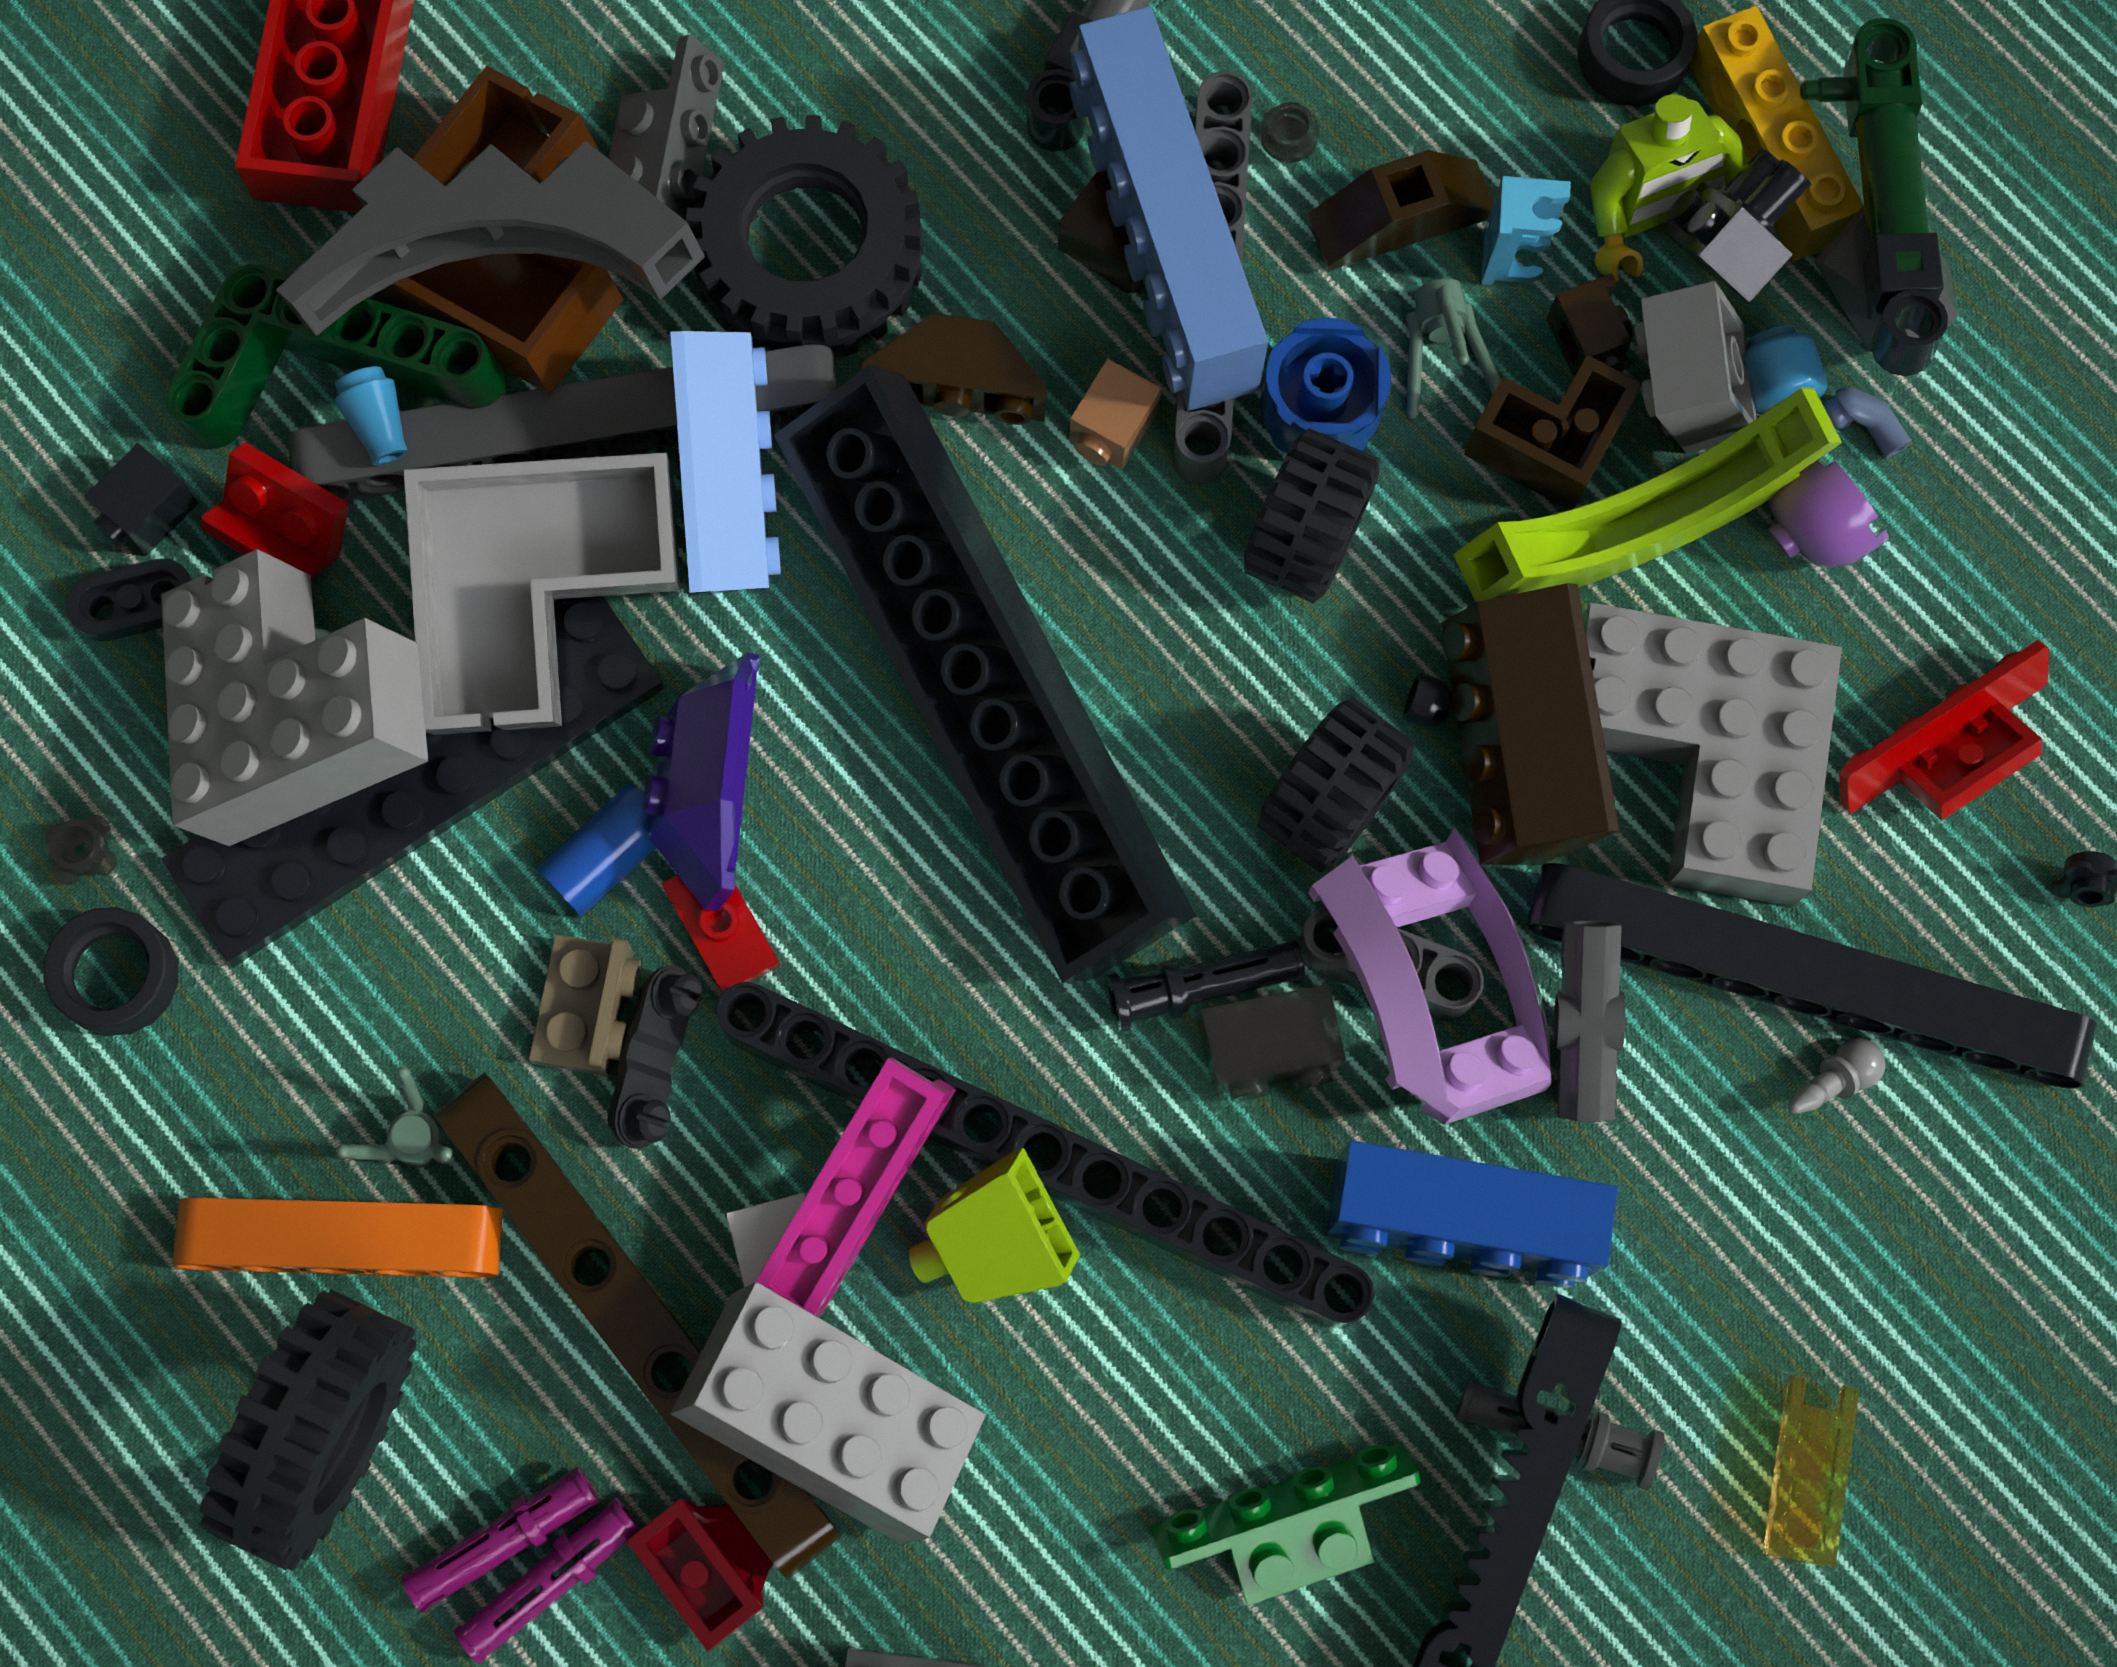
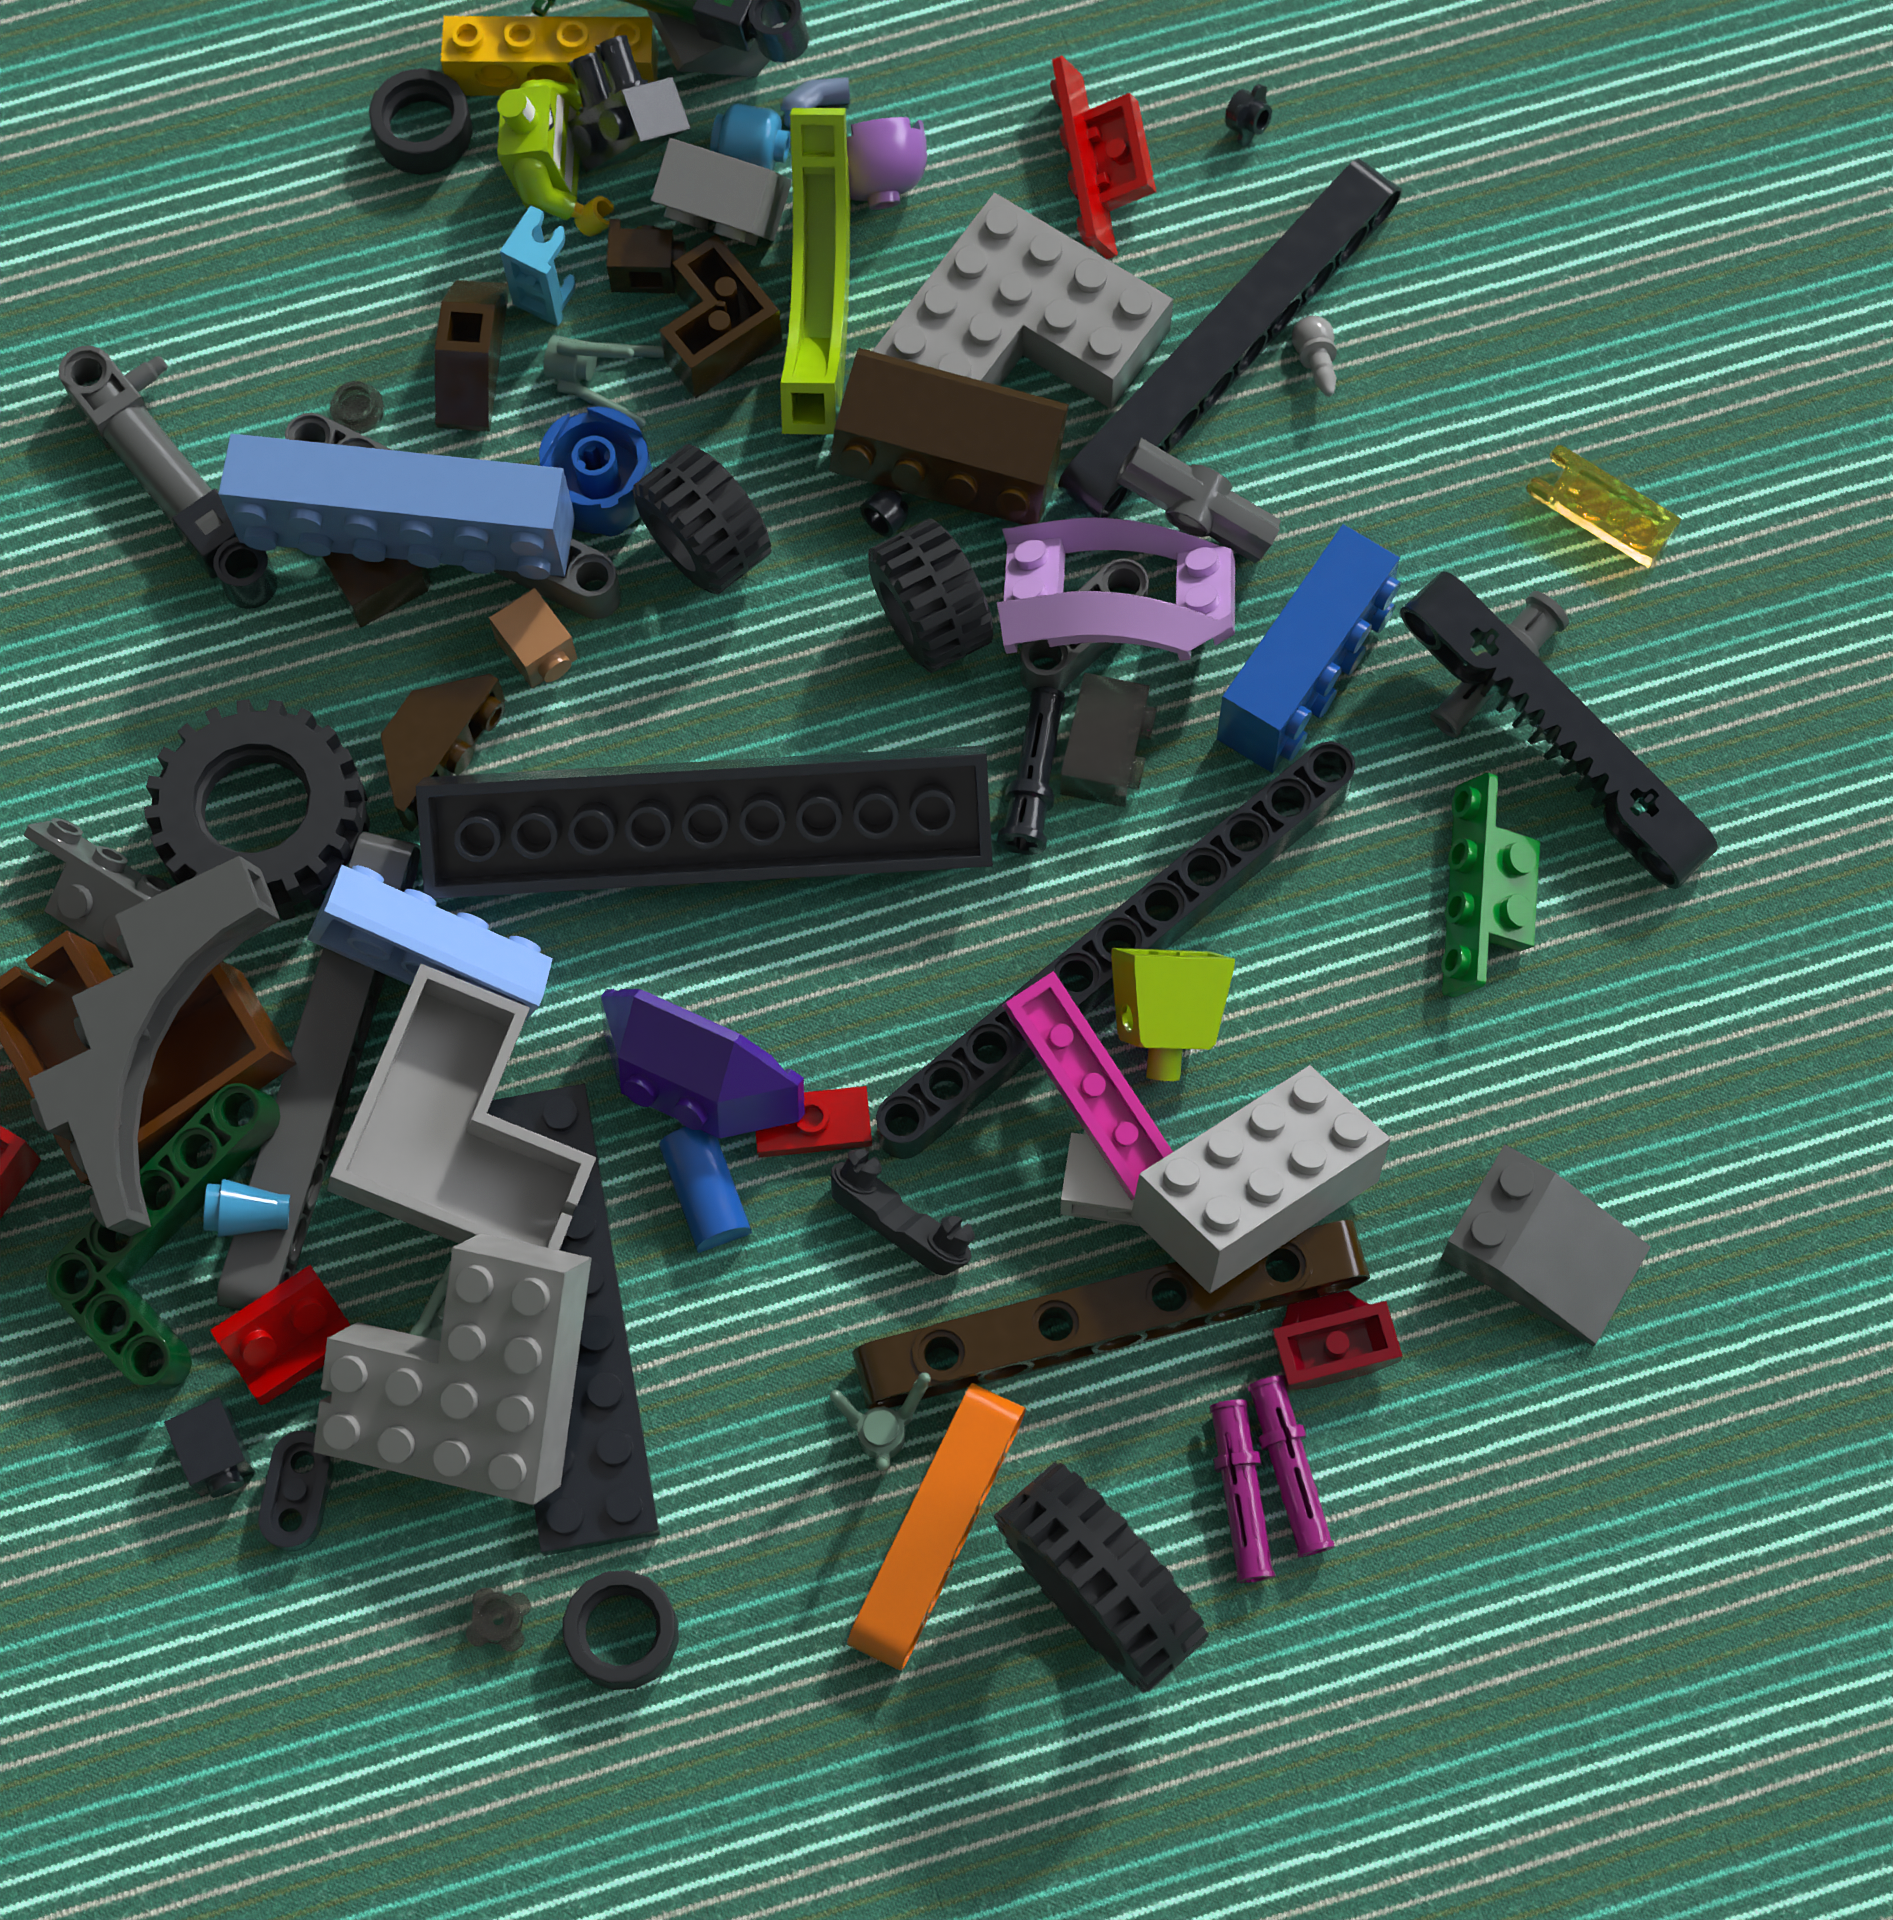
camera: 60 degrees left, 5 degrees down
(584, 1005) = (831, 1253): dark tan bracket -> none

